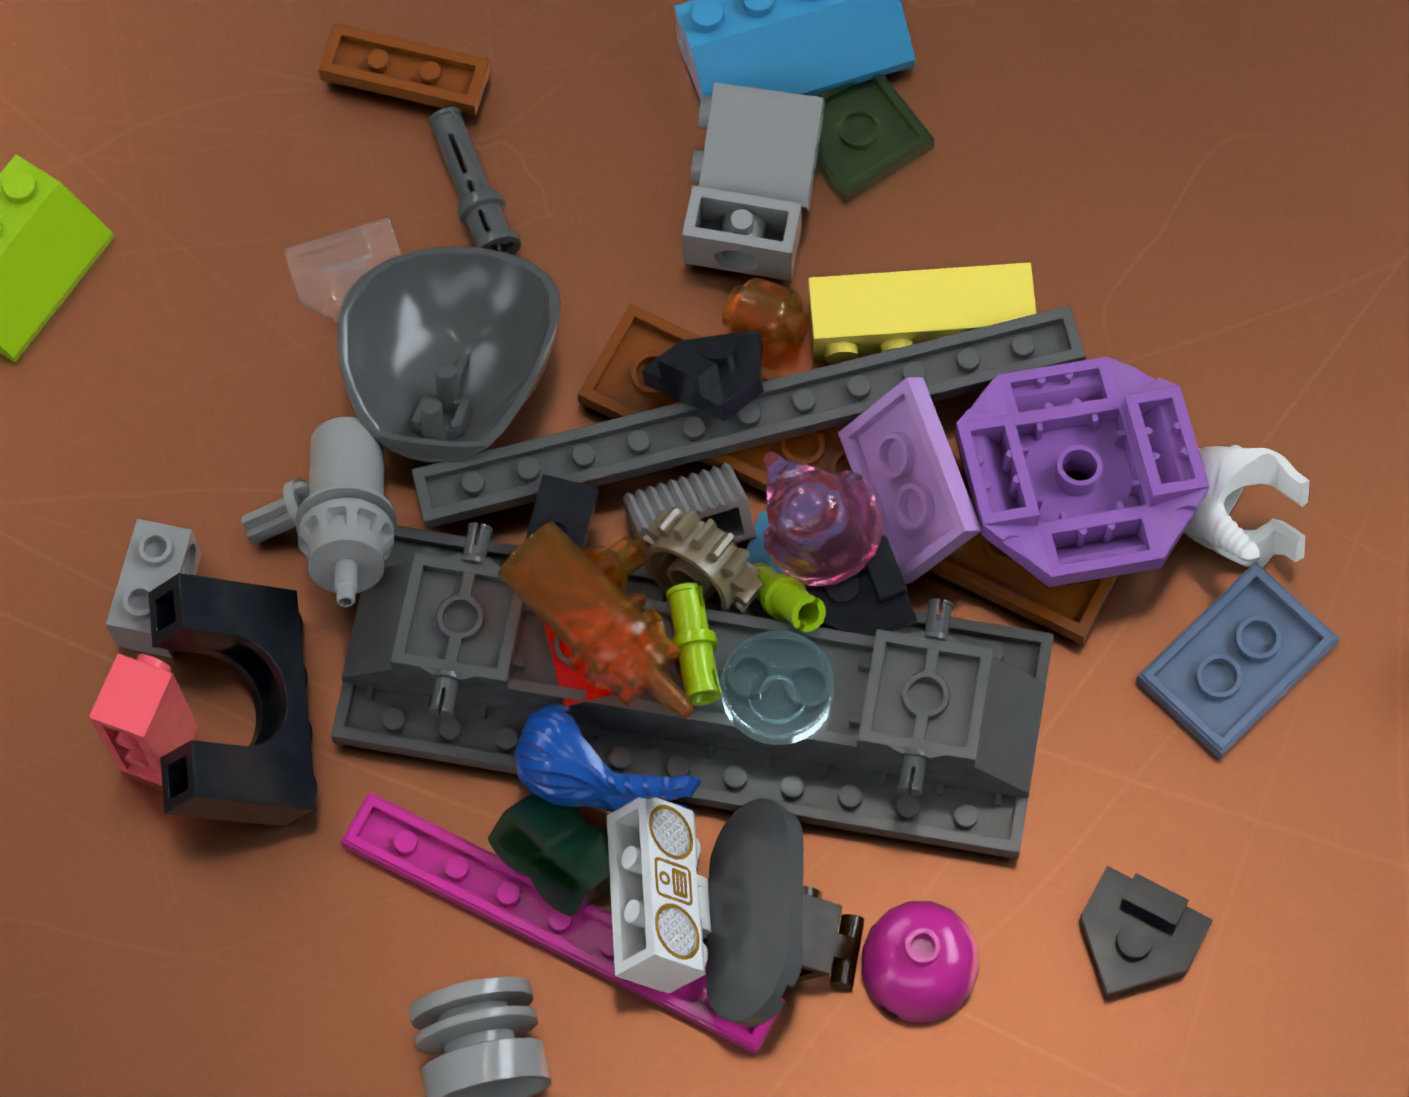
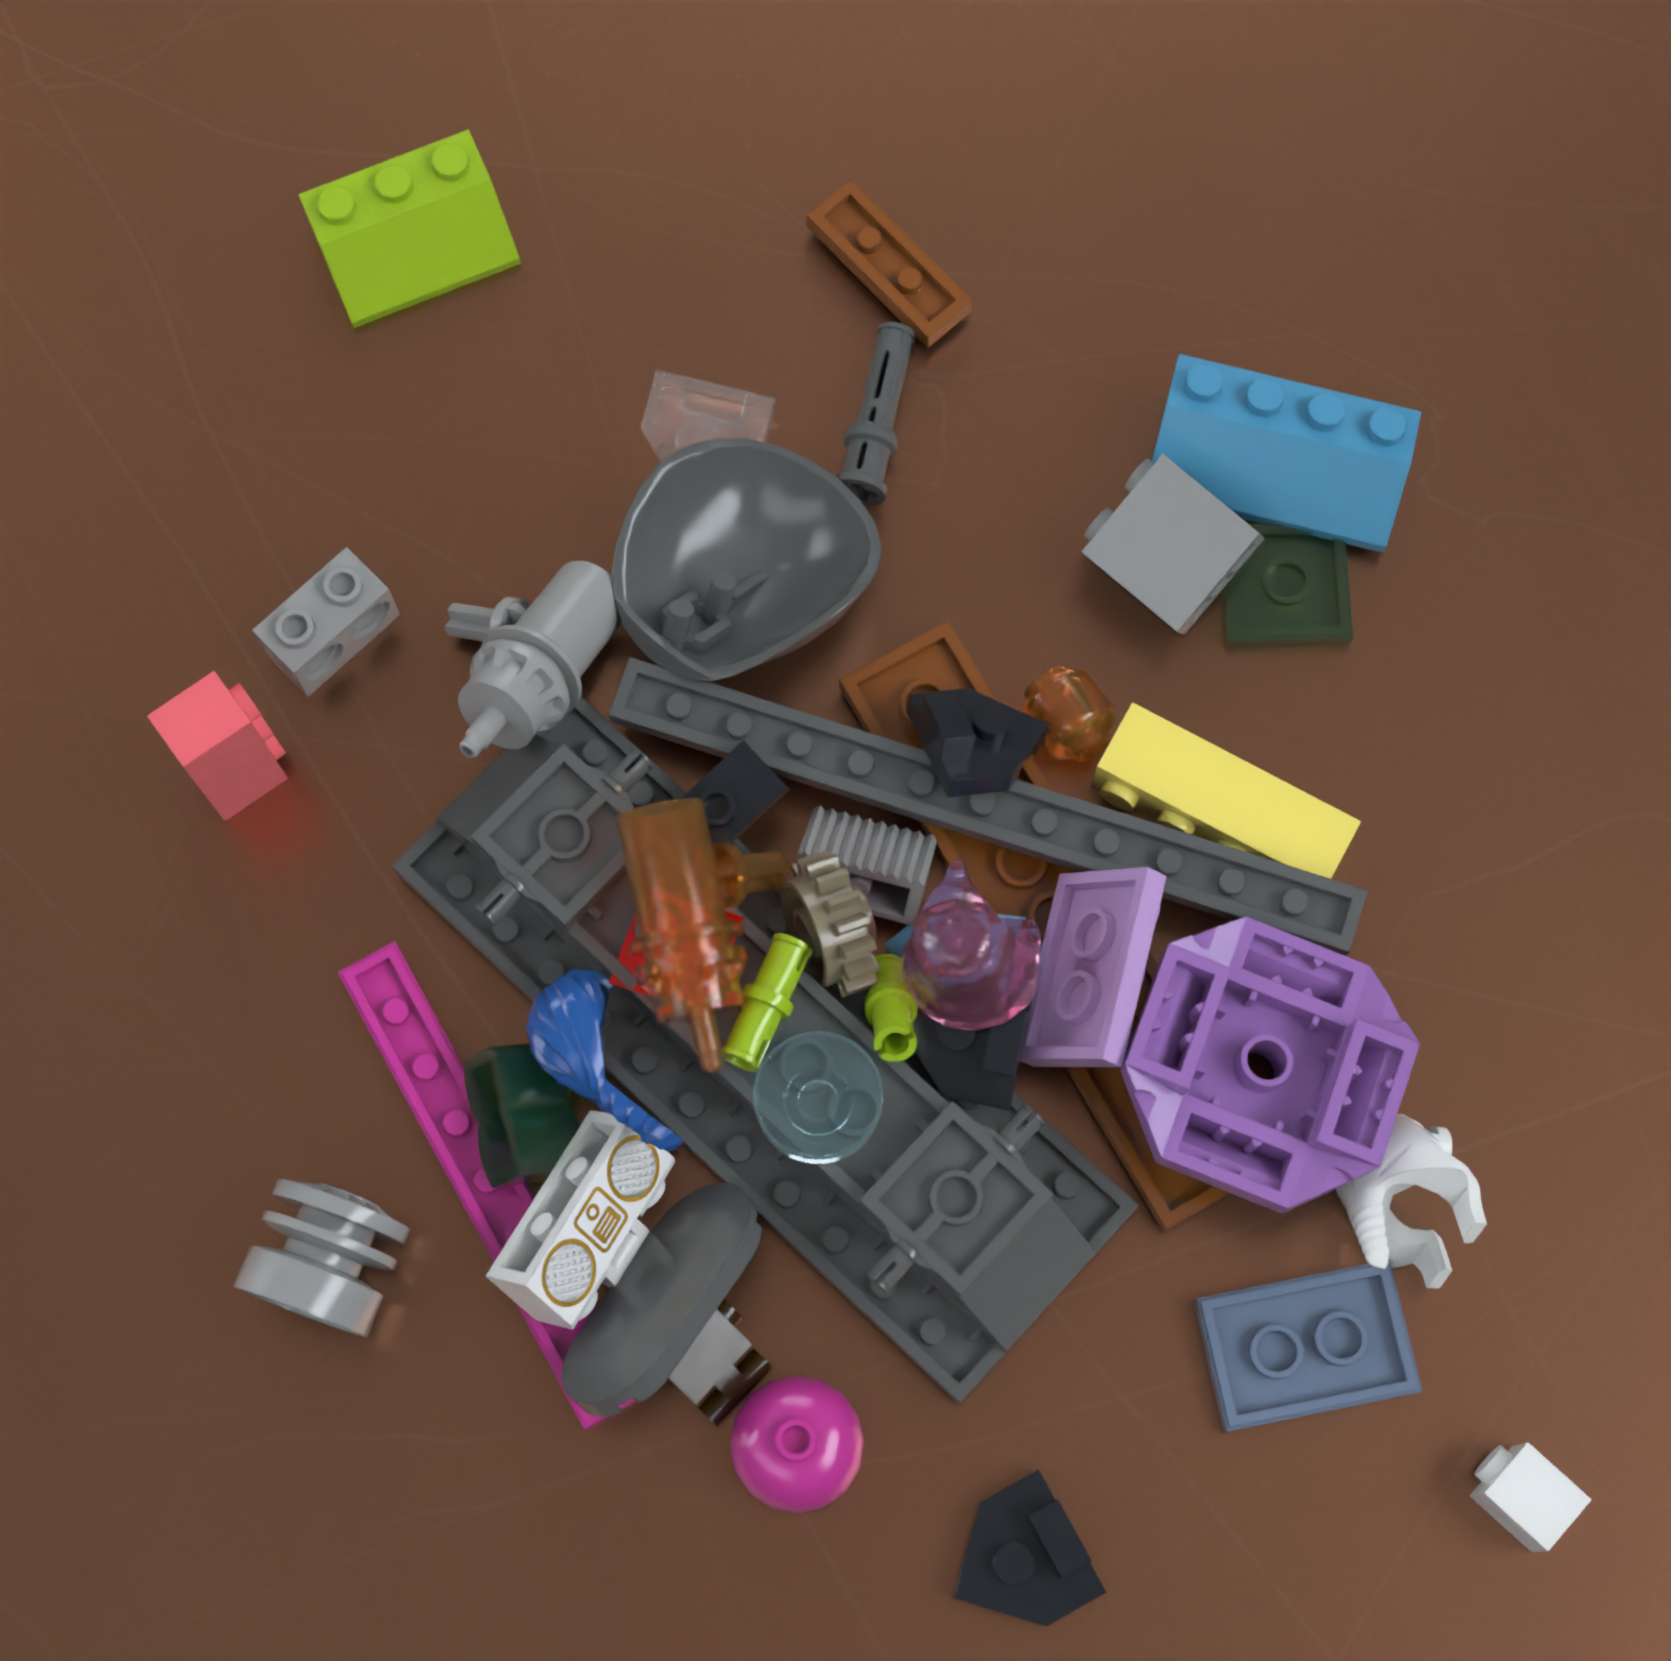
camera: 30 degrees right, 5 degrees up
(260, 638) = (388, 732): black arch -> none
(741, 233) = (1099, 617): light grey brick -> none

